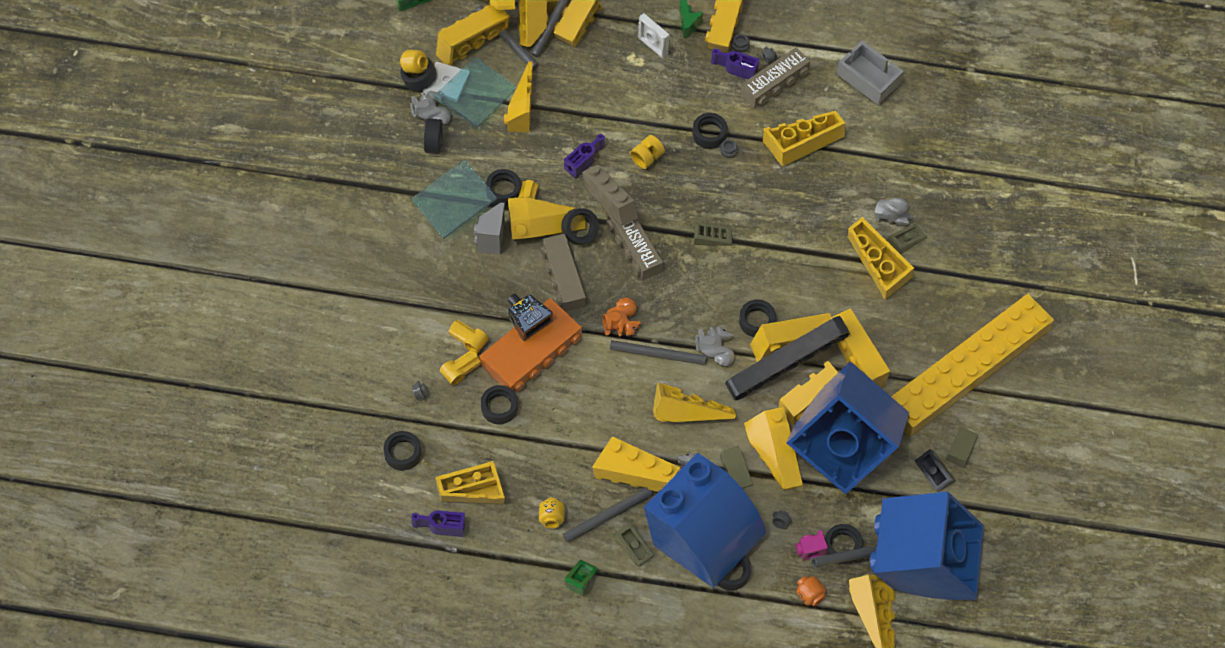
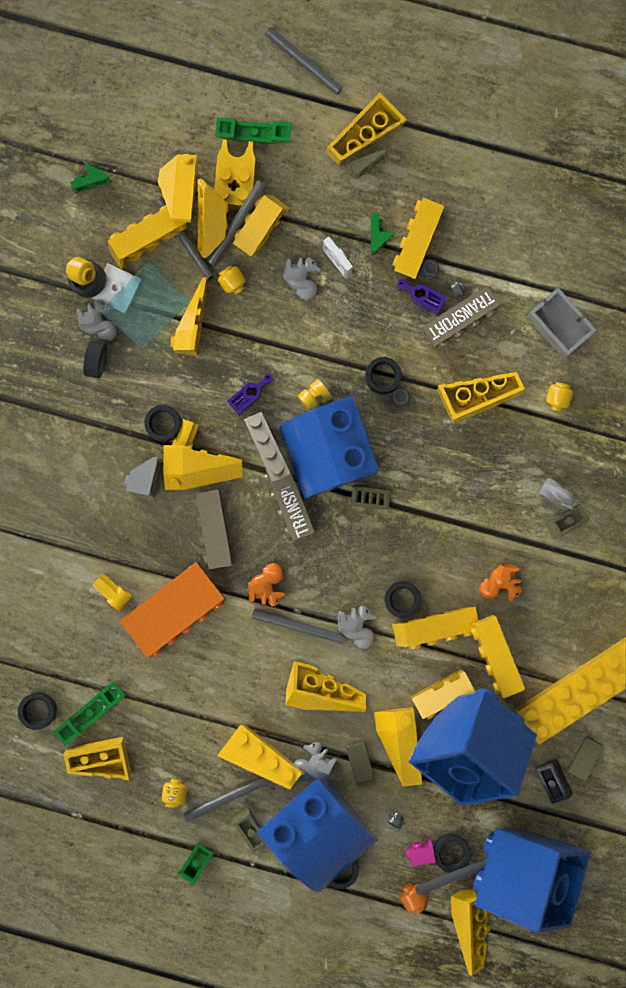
camera: 10 degrees right, 25 degrees up
(419, 390) = (59, 647): dark grey plate -> none
(451, 522) = (78, 793): dark purple piece -> none
(454, 198) = (111, 433): clear light blue piece -> none
(456, 370) = (98, 627): yellow piece -> none
(458, 447) = (89, 713): none -> green slope
(499, 390) = (121, 668): black tyre -> none
(528, 315) = (170, 585): torso -> none
(555, 64) = (232, 279): none -> yellow head
(566, 225) = (243, 490): black tyre -> none
(618, 59) = (297, 276): none -> light grey animal
(669, 183) = (328, 448): none -> blue brick
(787, 358) = (425, 659): black beam -> none
(851, 291) = (501, 578): none -> orange animal
(879, 133) = (559, 396): none -> yellow head
(881, 260) = (538, 551): yellow wedge -> none

